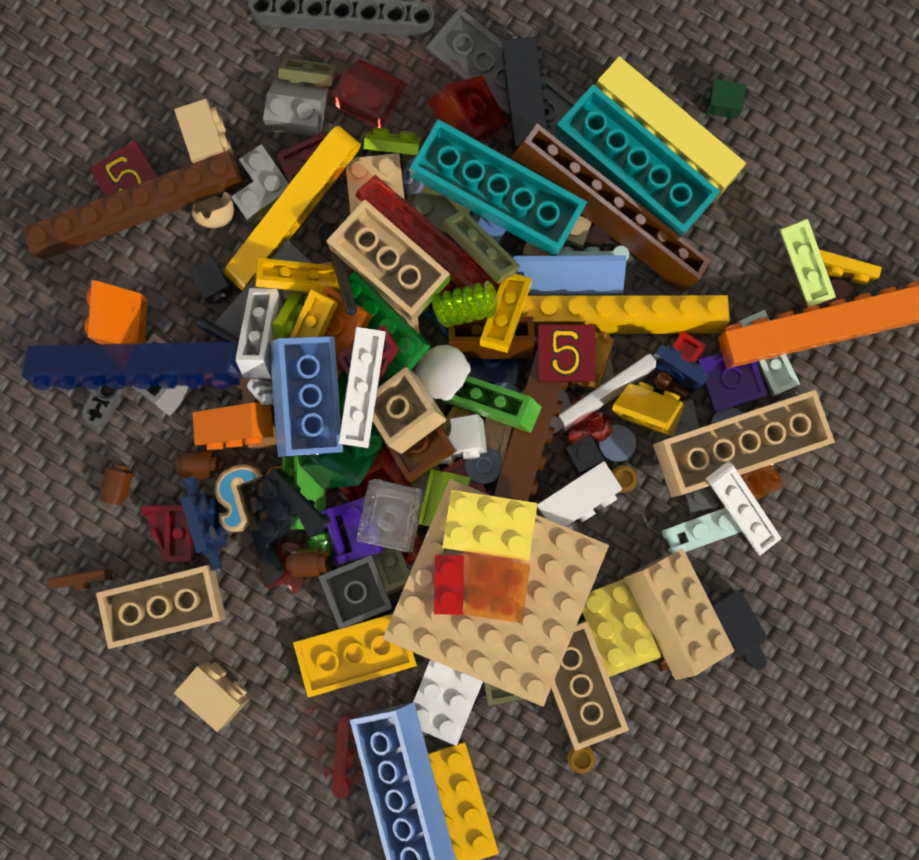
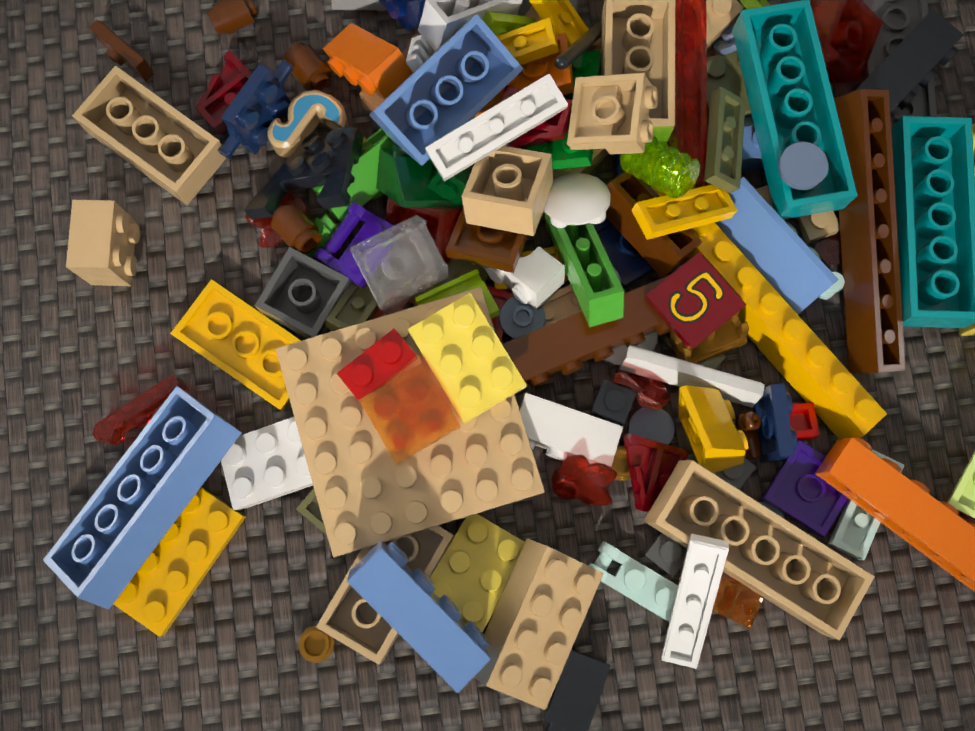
camera: 50 degrees right, 5 degrees down
(413, 308) = (612, 113): none -> tan plate
(542, 219) = (803, 165): none -> sand blue piece
(615, 513) = (583, 480): none -> clear red plate
(622, 682) = (419, 615): none -> medium blue brick
(642, 464) = (650, 467): none -> dark red wing

